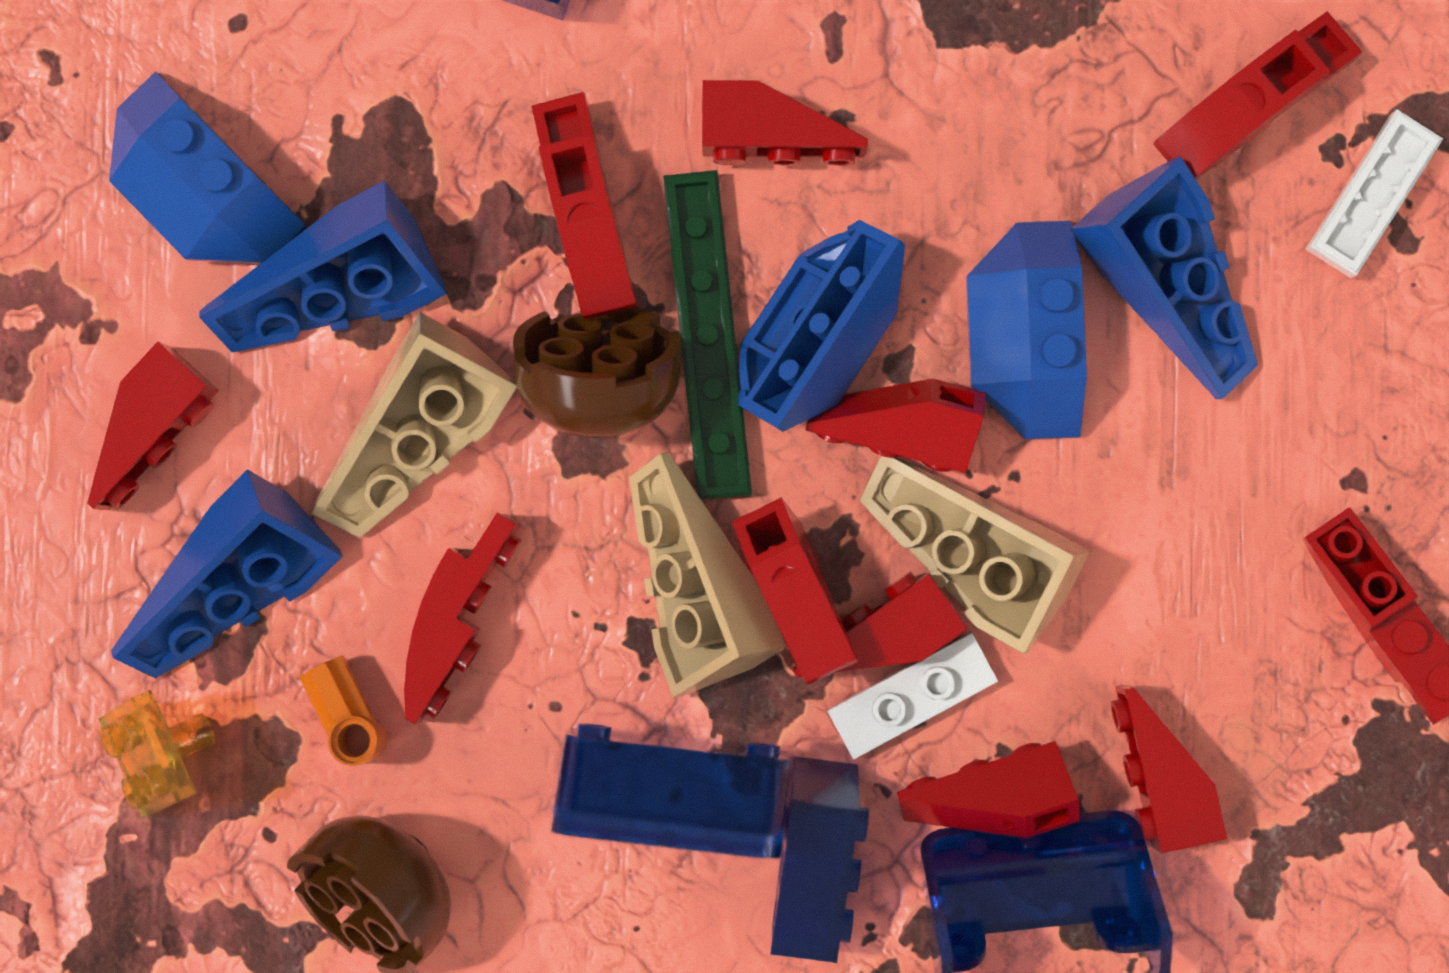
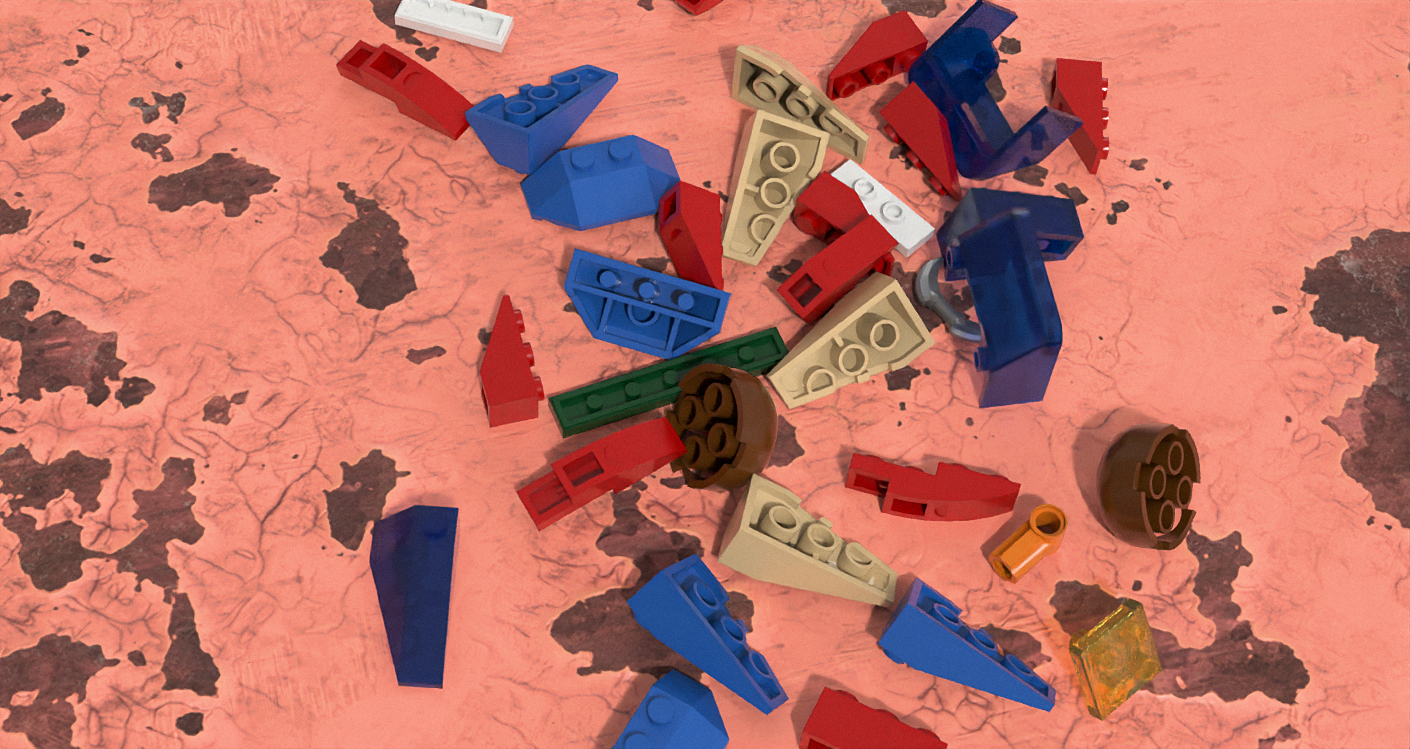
camera: 110 degrees left, 30 degrees down
(753, 717) = (929, 295): none -> flat silver piece
(1140, 614) = (777, 87): none -> tan wedge

